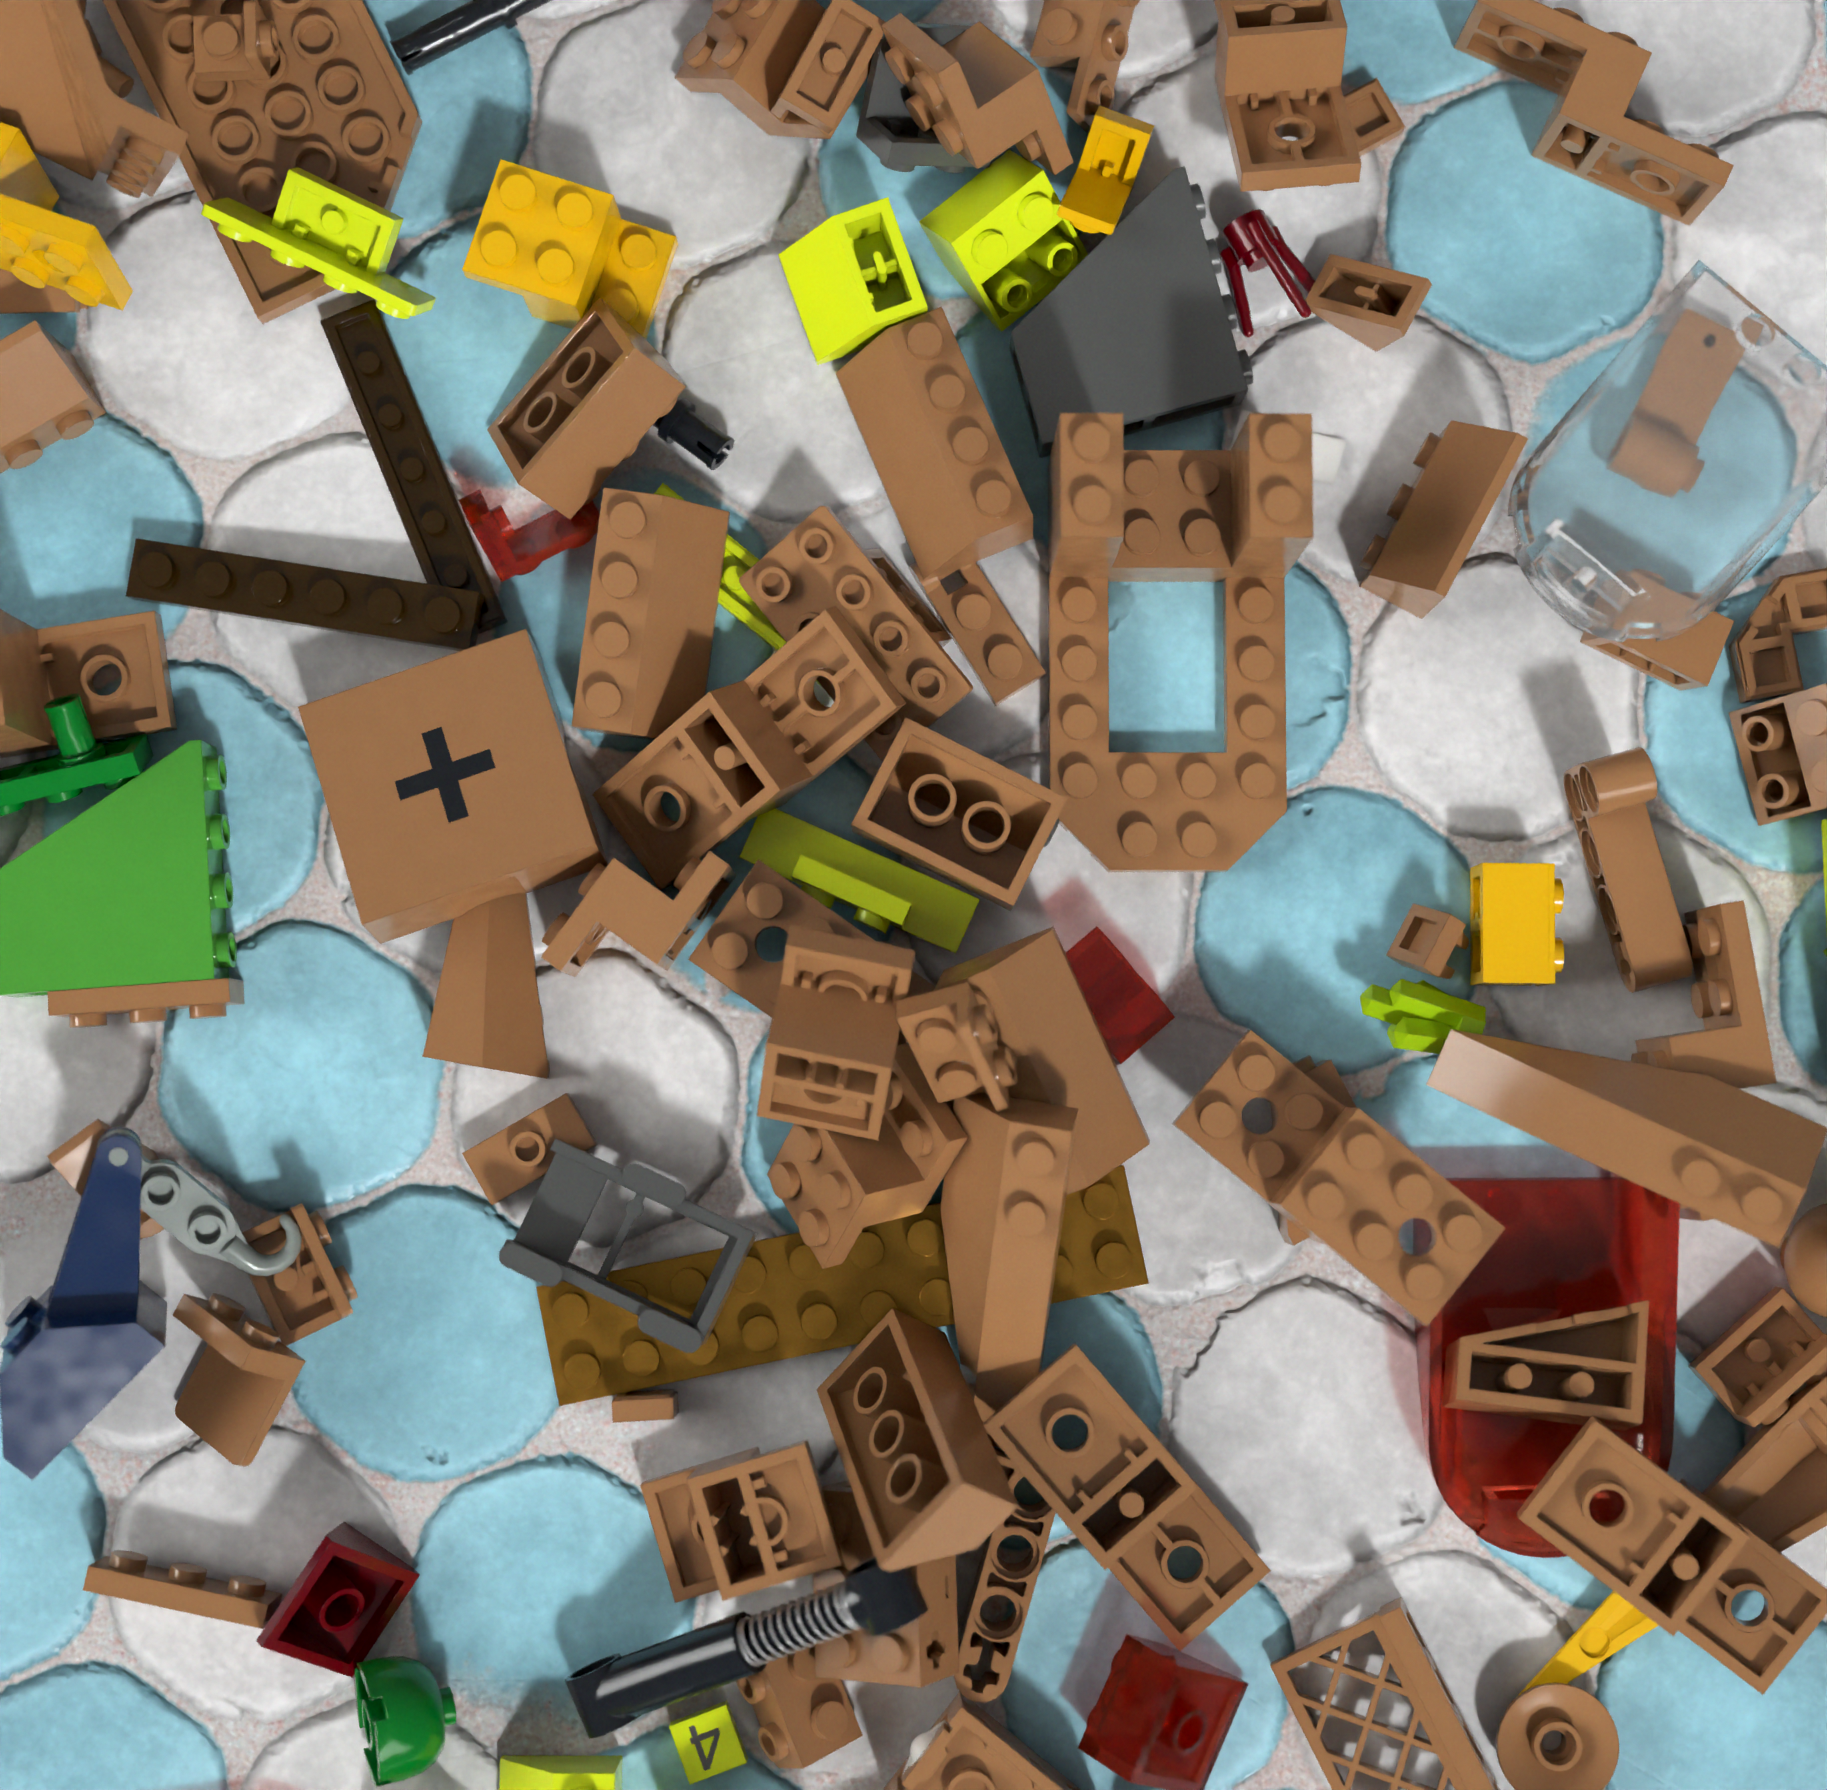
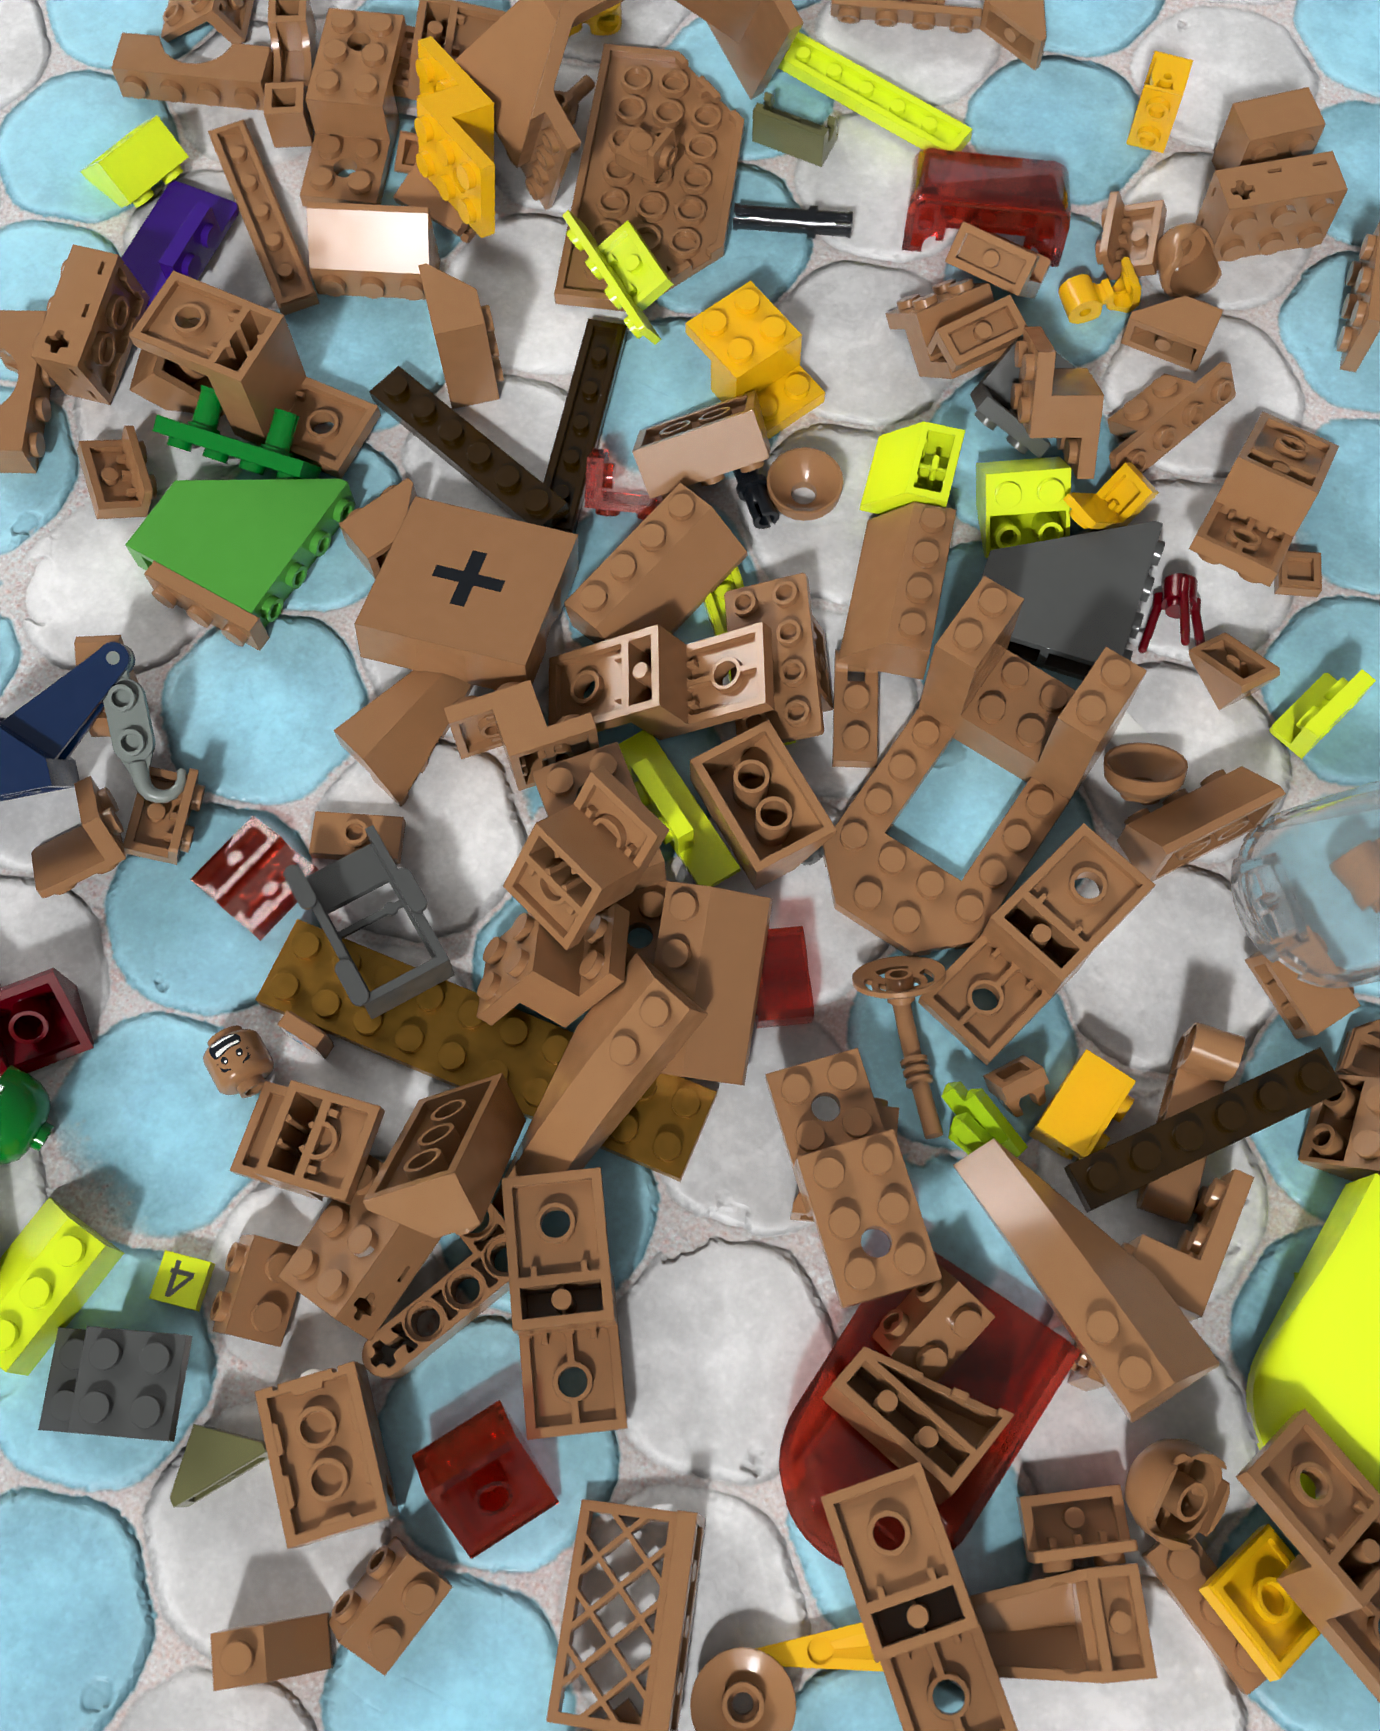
camera: 40 degrees right, 15 degrees down
(205, 466) = (462, 338): none -> medium nougat slope
(278, 764) = (374, 527): none -> medium nougat slope
(449, 1271) = (249, 878): none -> clear red slope
(593, 1484) = (238, 1061): none -> medium nougat head
(730, 352) = (805, 469): none -> medium nougat piece
(730, 1649) = (246, 1214): black piece -> none
(957, 1045) = (656, 912): medium nougat bracket -> none
(1251, 935) = (899, 981): none -> medium nougat dish
(1351, 476) = (1144, 771): none -> medium nougat piece
(1359, 778) = (1036, 943): none -> medium nougat bracket
(1492, 288) = (1319, 711): none -> neon yellow bracket
(1516, 1271) = (933, 1326): none -> medium nougat bracket
(1655, 870) = (1203, 1129): none -> dark brown plate

